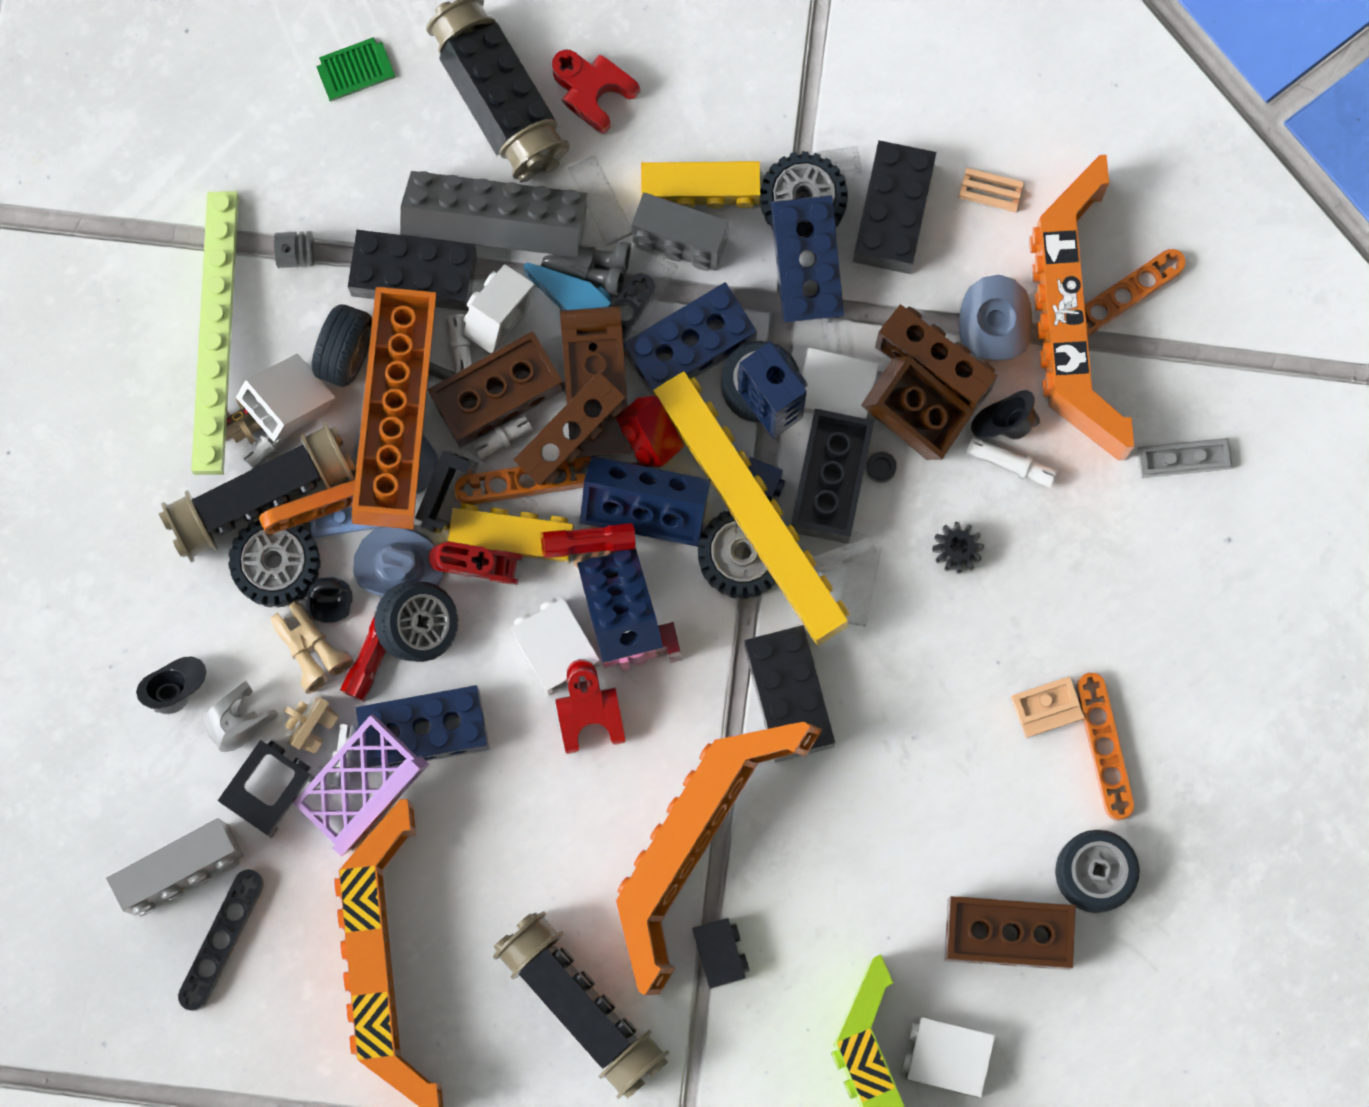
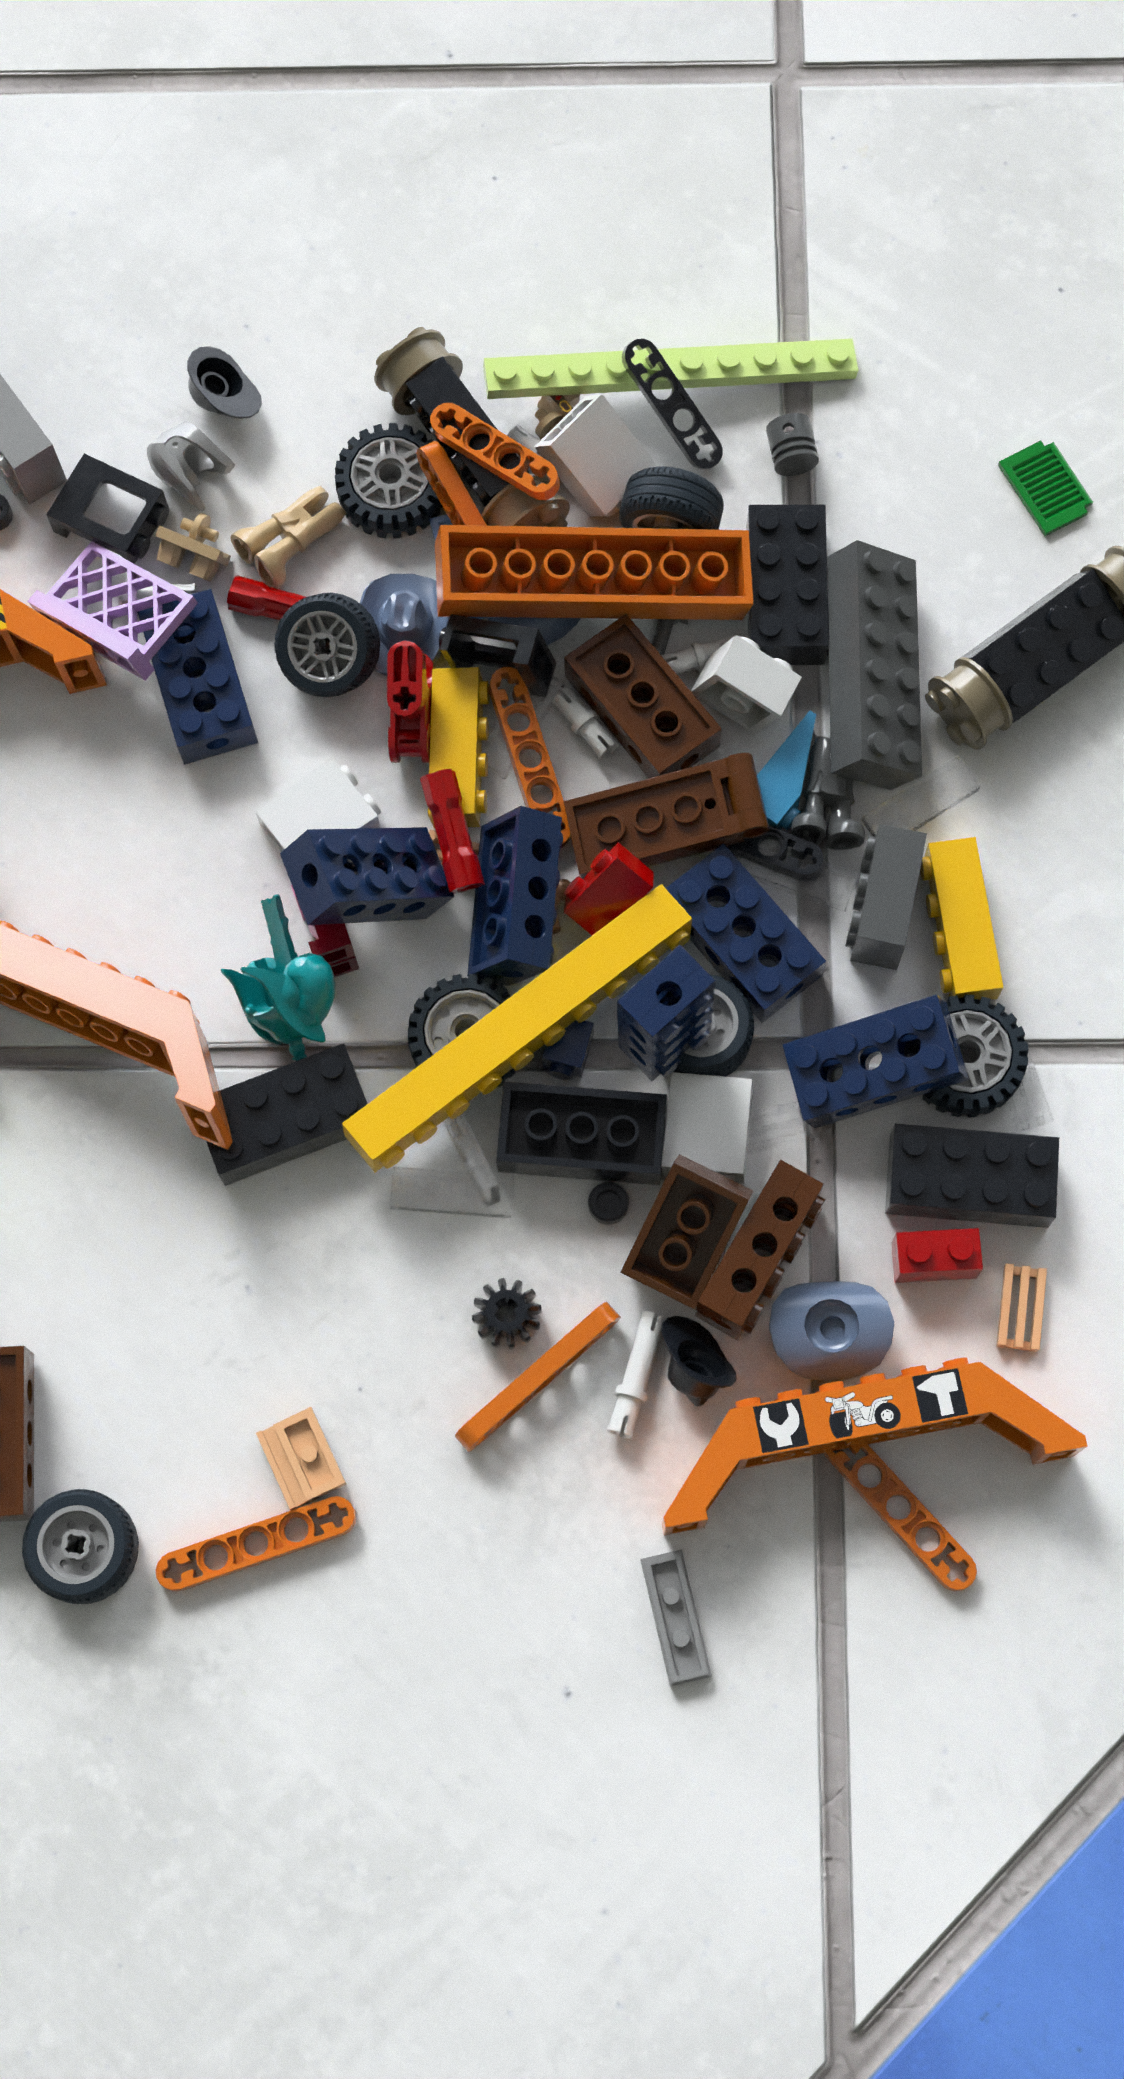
camera: 85 degrees right, 5 degrees down
(251, 335) = (677, 400): none -> black beam
(288, 469) = (492, 454): none -> orange beam
(329, 600) = (348, 546): black hair -> none
(531, 457) = (590, 782): reddish brown brick -> none
(587, 706) = (241, 861): red piece -> none
(588, 83) = (1073, 764): red piece -> none
(701, 682) = (285, 994): none -> teal hair
(950, 240) = (936, 1255): none -> red brick
(1006, 531) = (537, 1376): none -> orange beam

